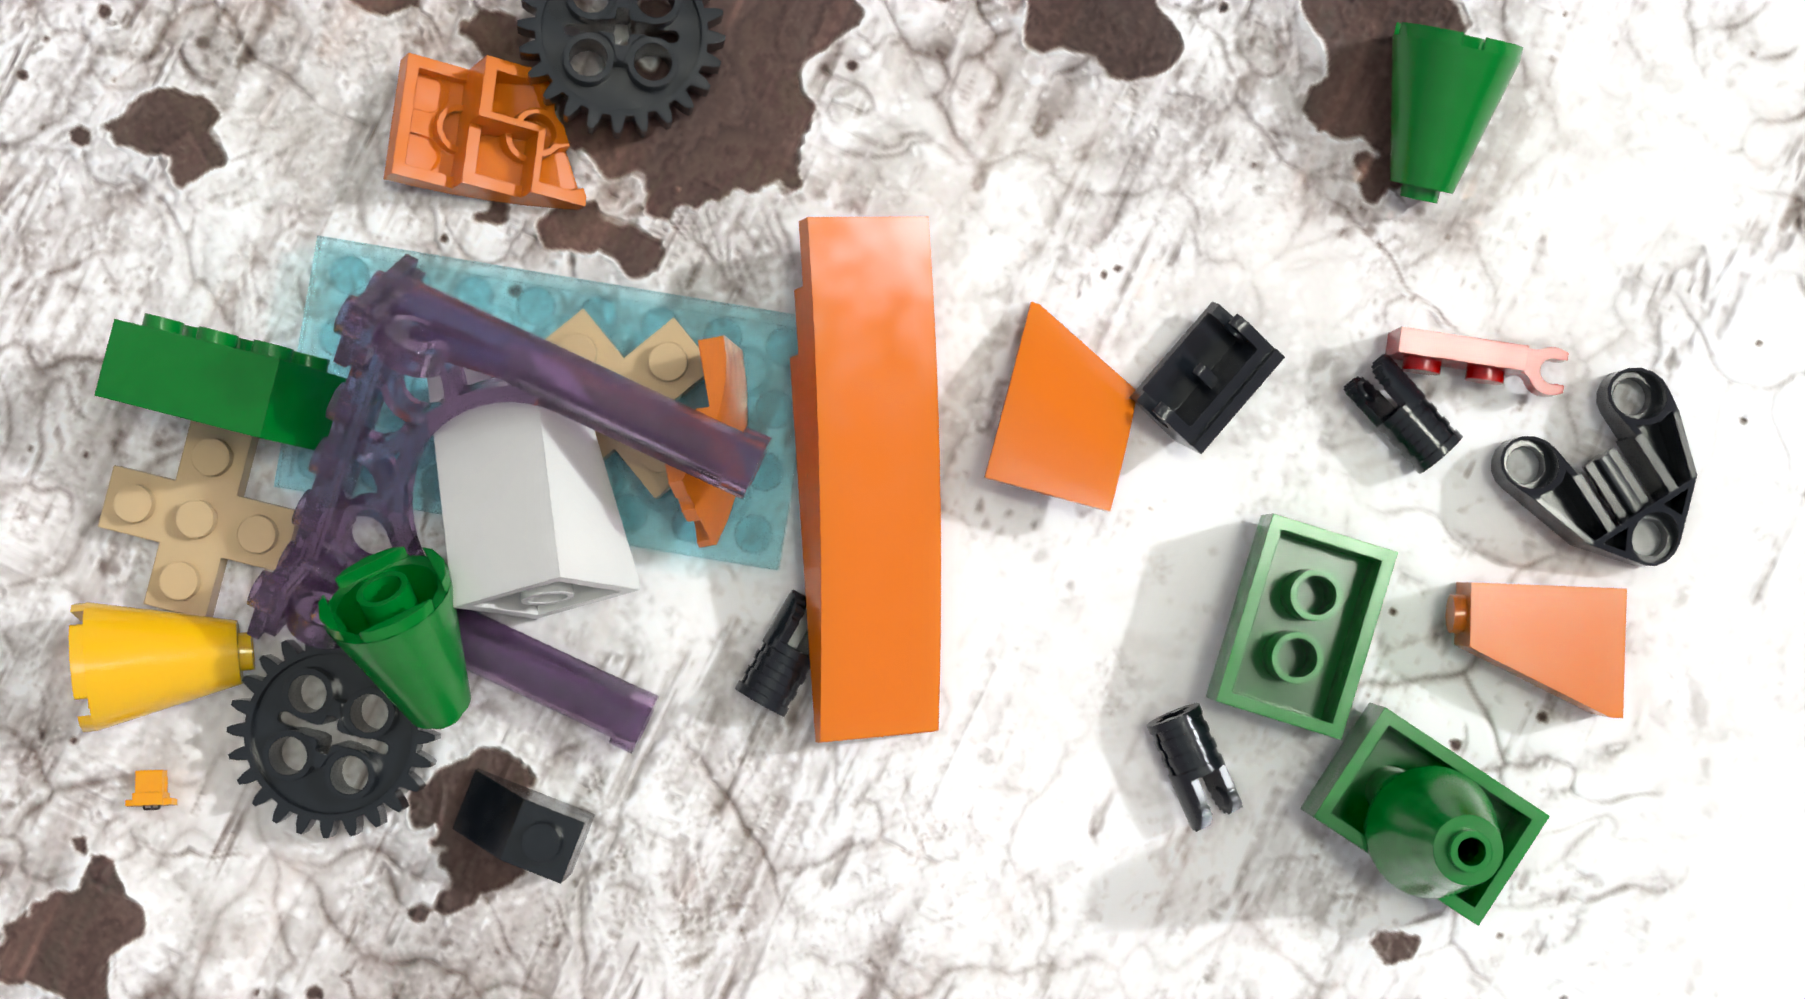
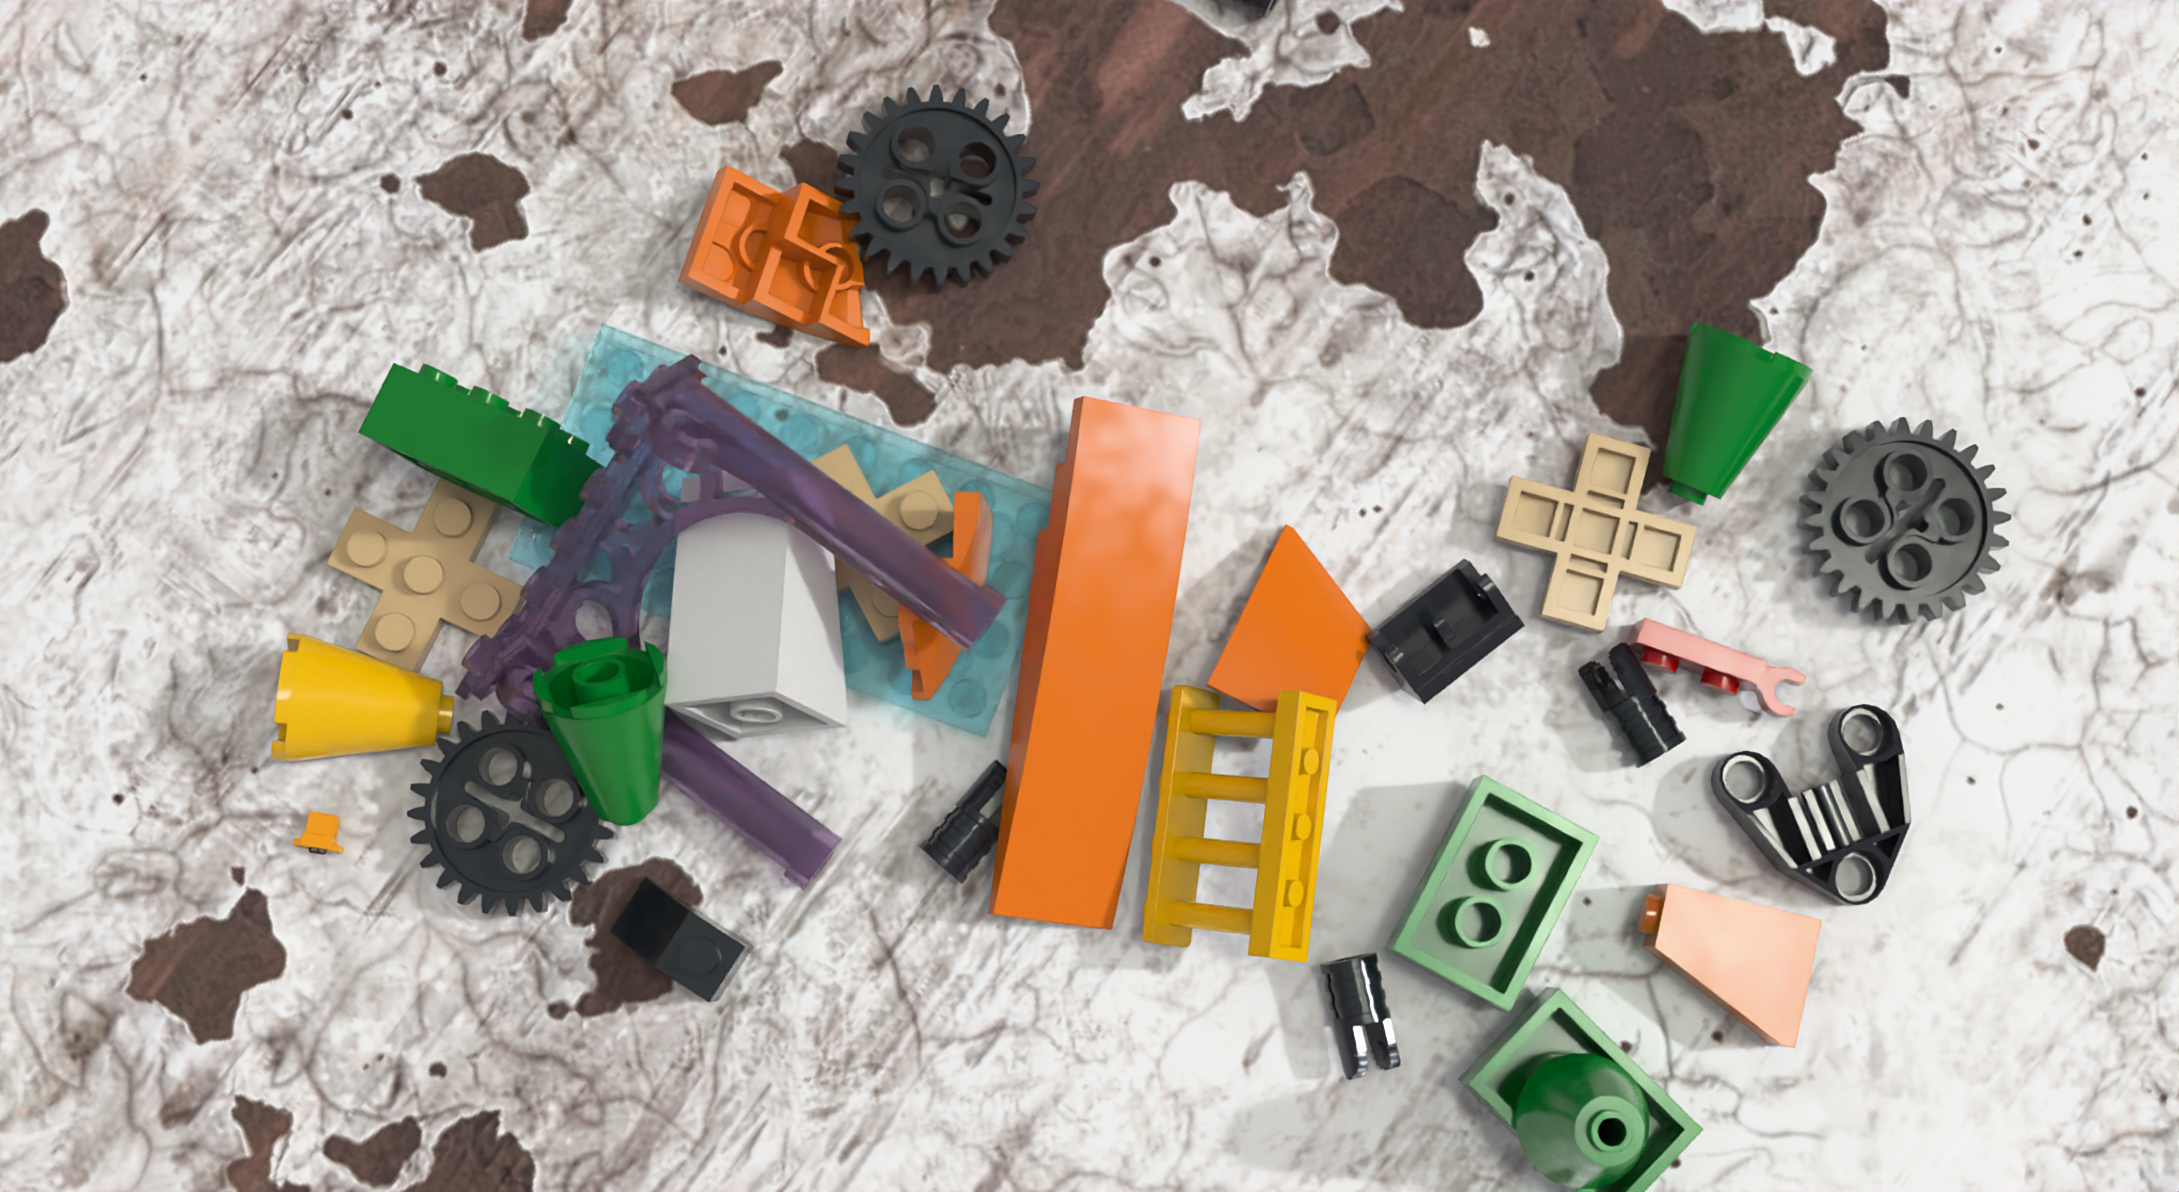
camera: 10 degrees right, 5 degrees down
(1095, 605) = (1290, 831): none -> yellow fence
(1335, 250) = (1595, 533): none -> tan plate
(1681, 211) = (1943, 560): none -> gear

